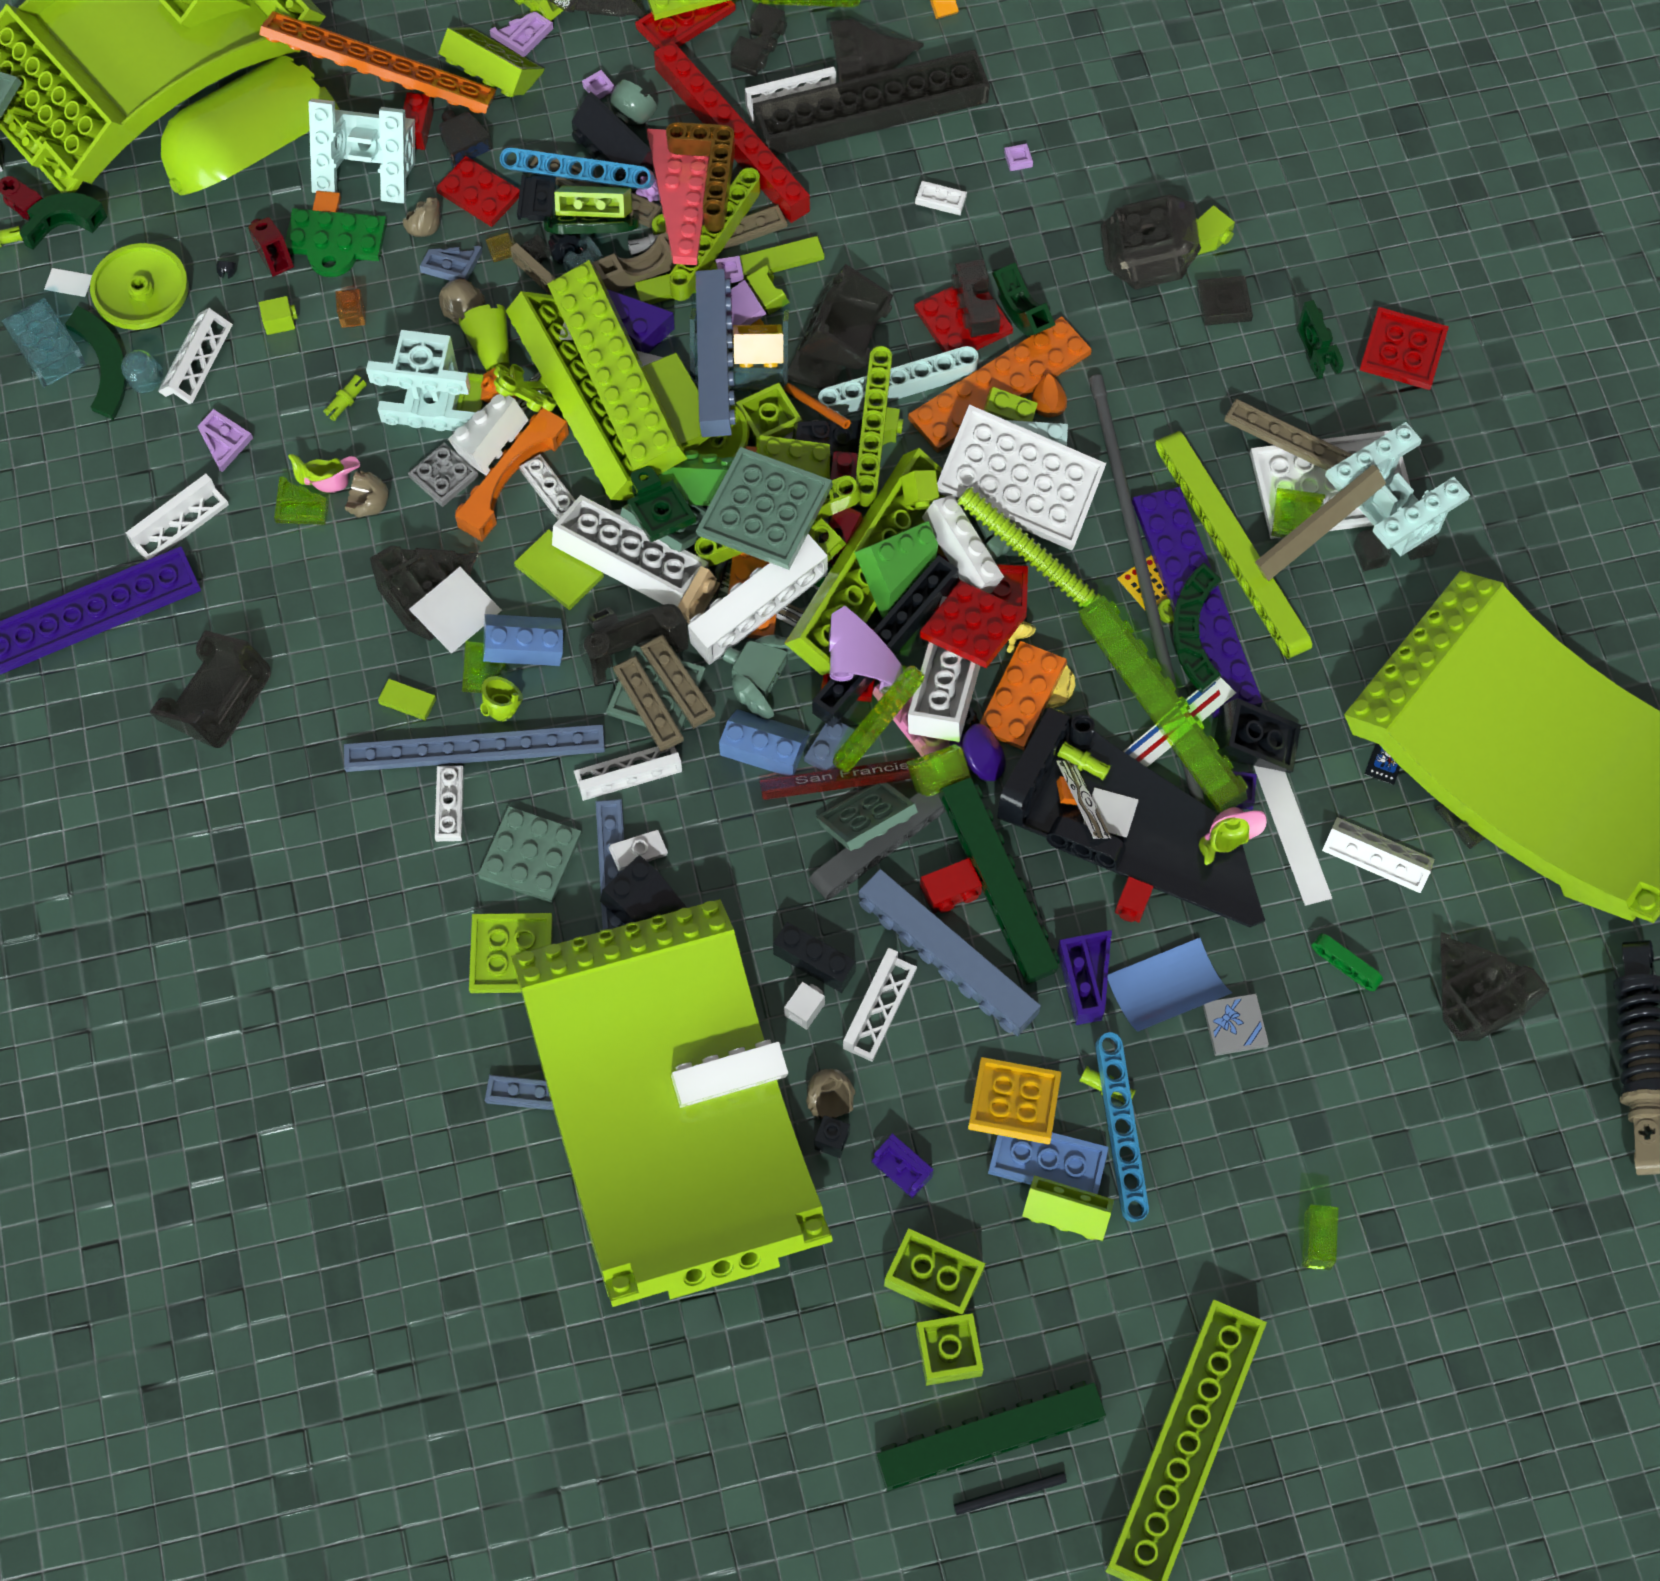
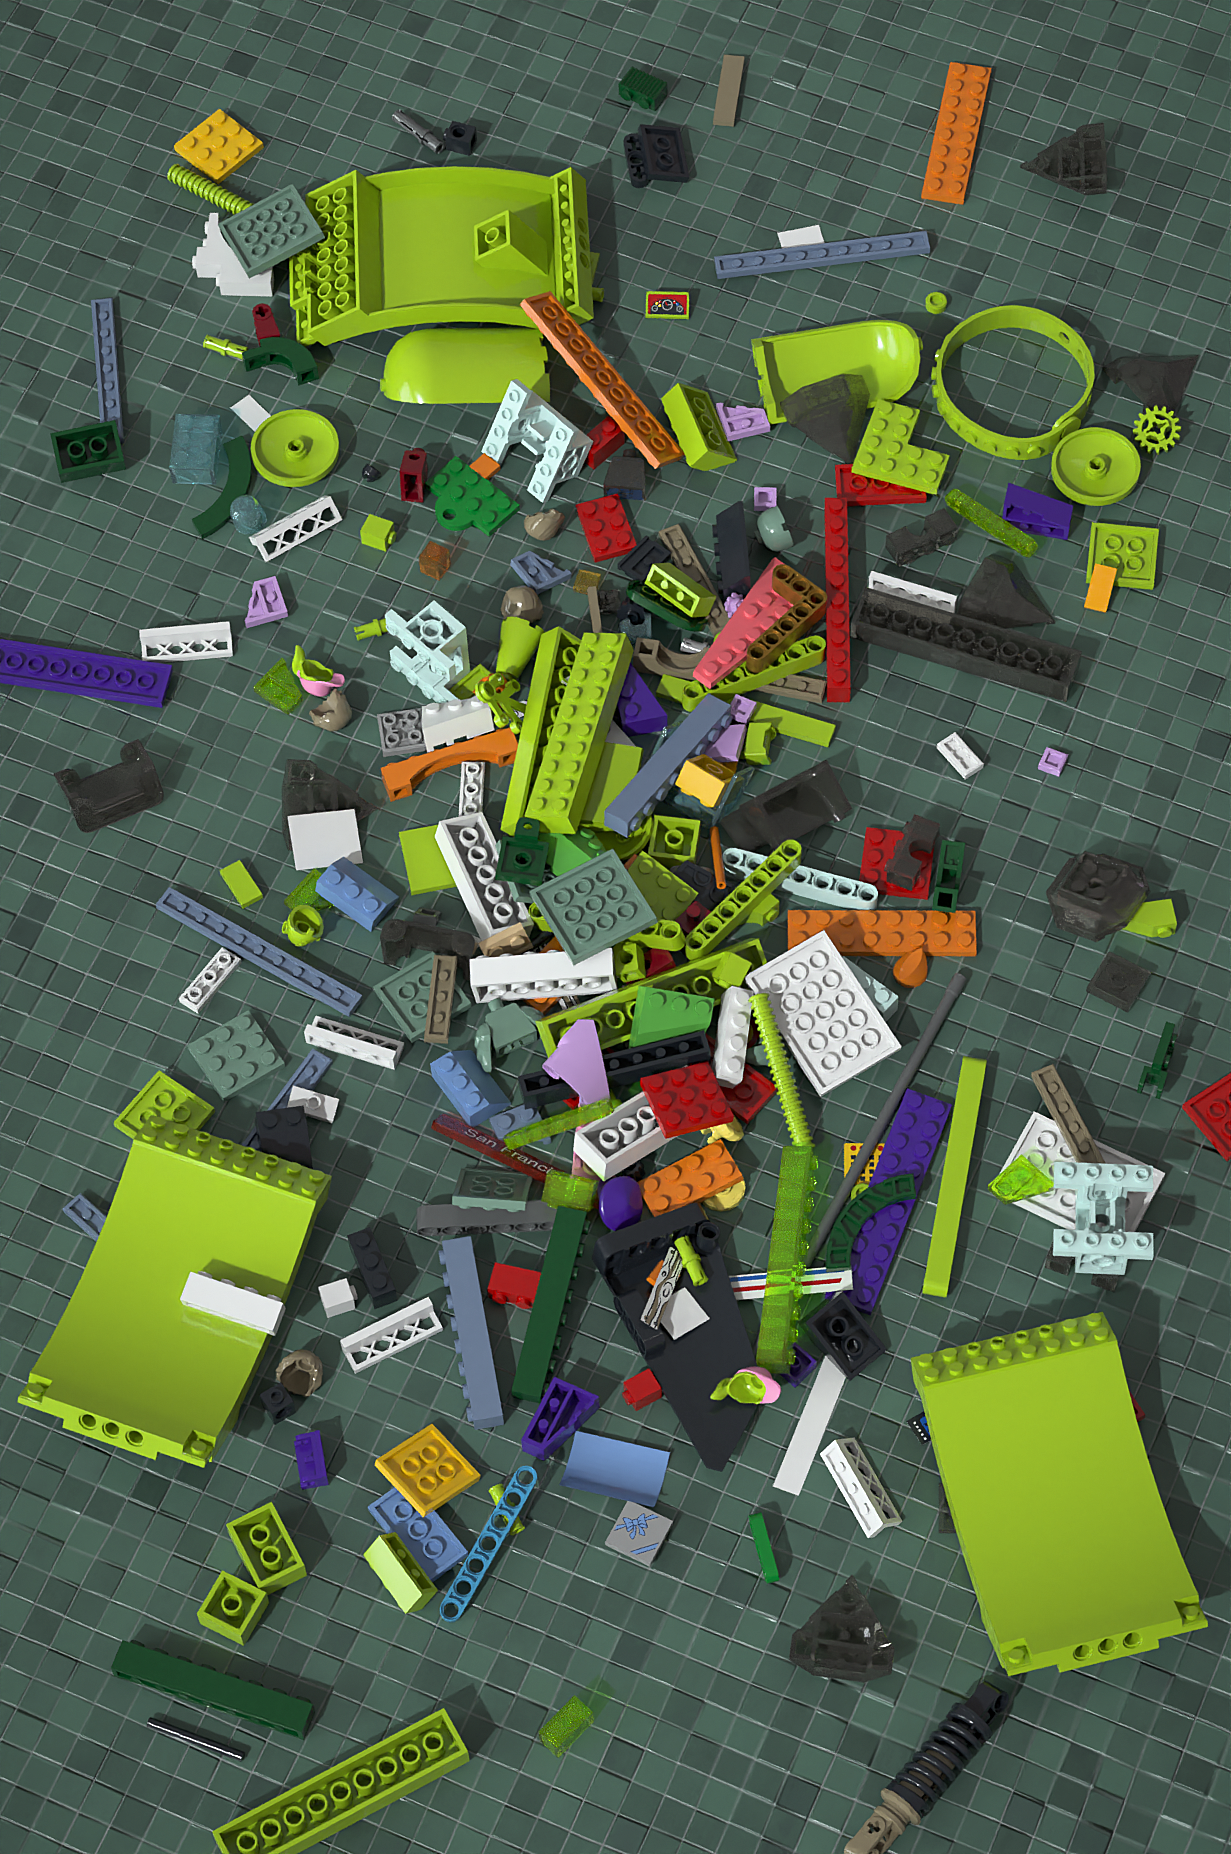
camera: 40 degrees right, 5 degrees down
(586, 173) = (696, 560): dark azure beam -> none
(648, 704) = (405, 1001): dark tan tile -> none
(1009, 406) = (870, 955): lime plate -> none
(1320, 522) = (1021, 1200): dark tan tile -> none

